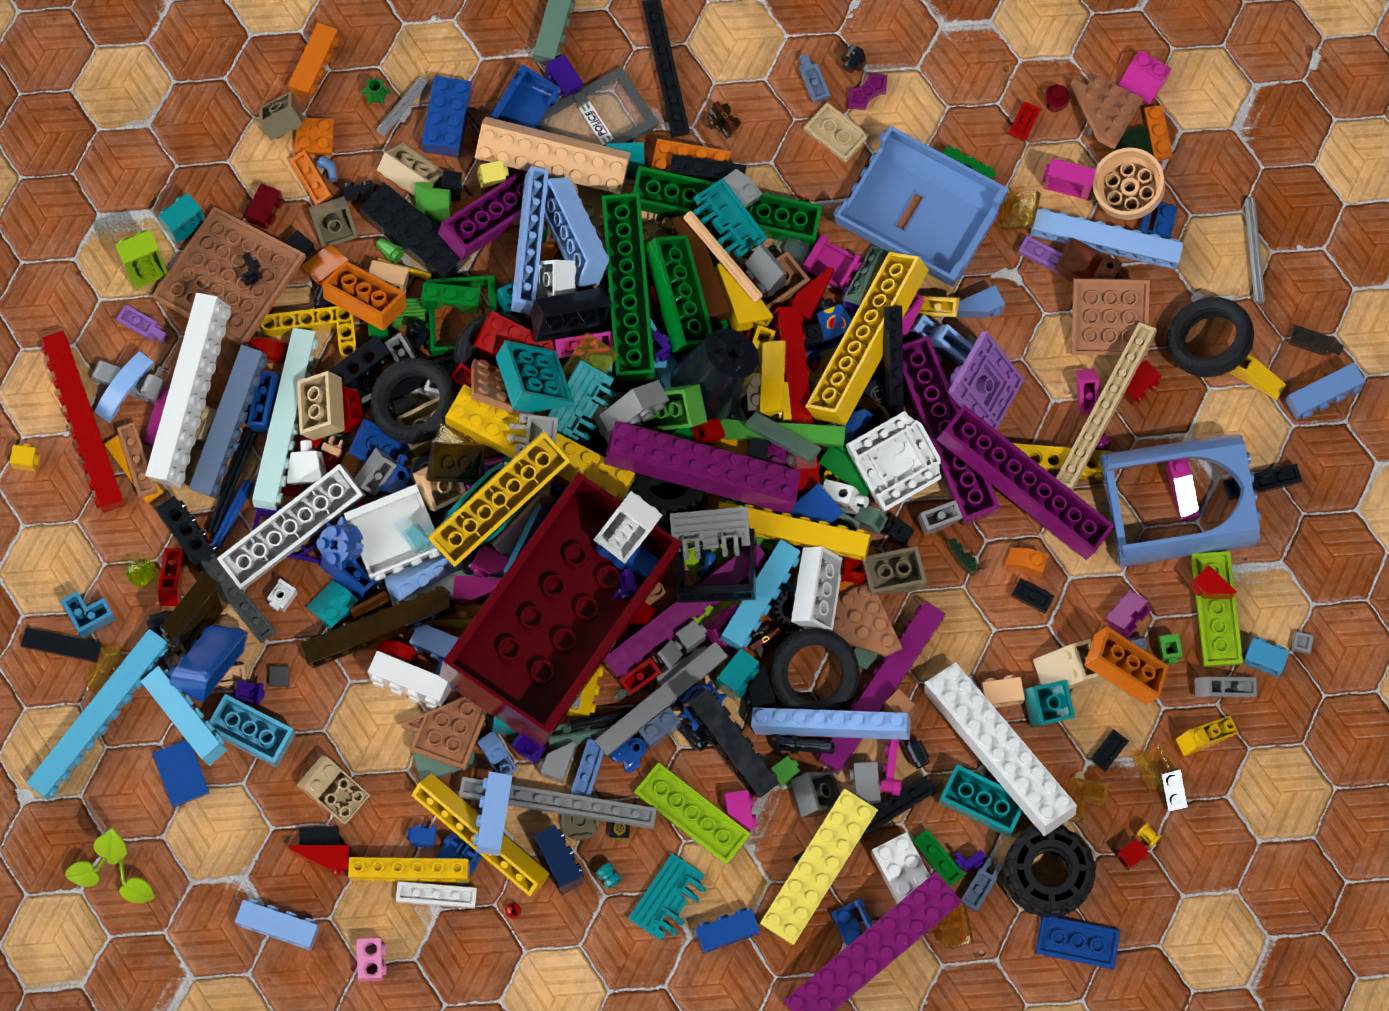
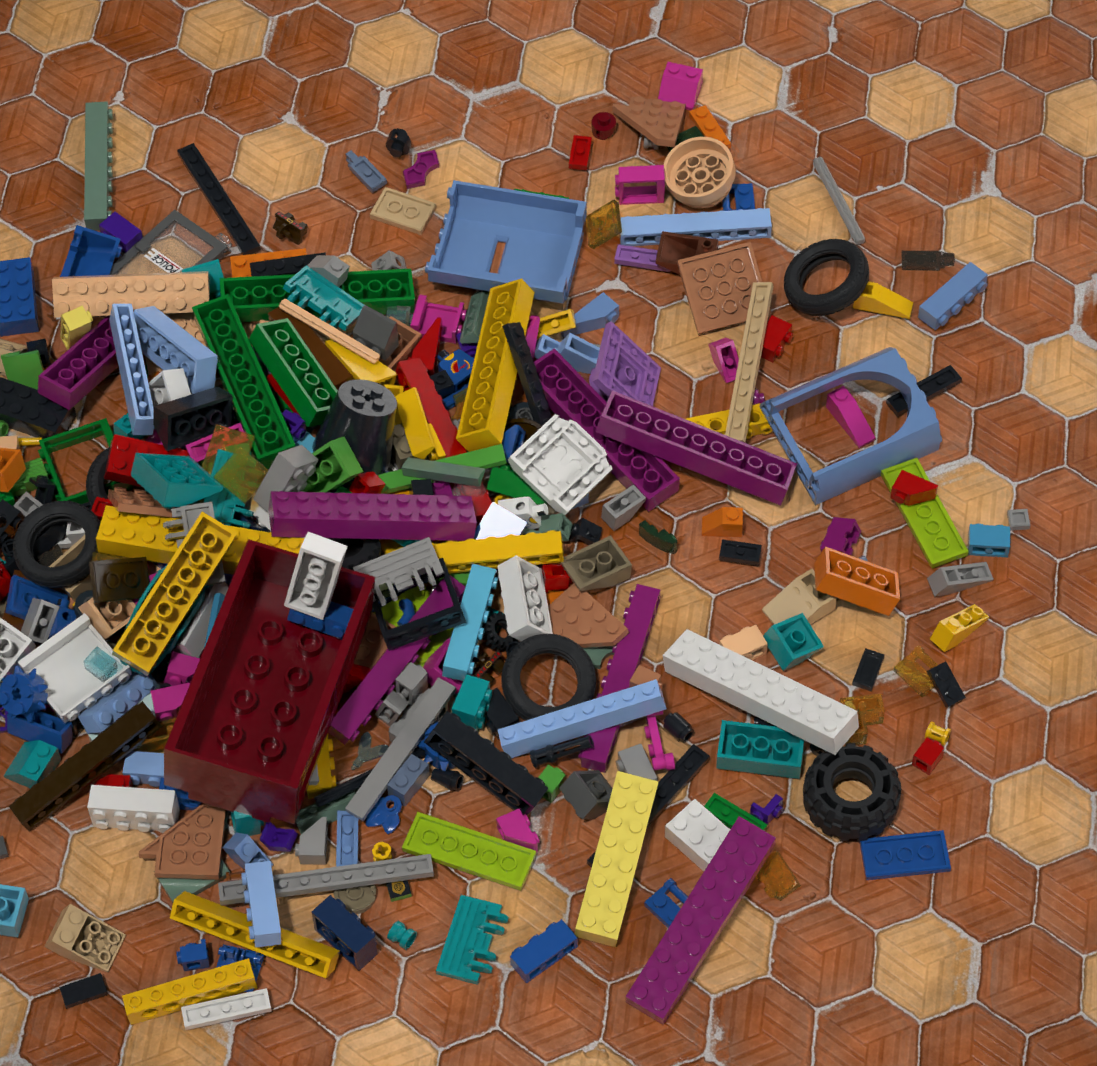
camera: 15 degrees left, 15 degrees down
(328, 857) = (98, 1006): red slope -> none
(370, 606) = (70, 746): reddish brown slope -> none
(439, 295) = (54, 446): green arch -> none
(508, 911) = (308, 1003): red hinge -> none
(595, 392) = (241, 475): none -> clear yellow plate
(614, 786) = (385, 850): none -> yellow bush
(629, 585) = (332, 639): dark purple bracket -> none
(640, 674) = (372, 734): red slope -> none
(803, 187) = (387, 262): none -> light grey bracket
(980, 886) = (788, 831): sand blue hinge -> none
(1170, 642) = (892, 558): bright green brick -> none

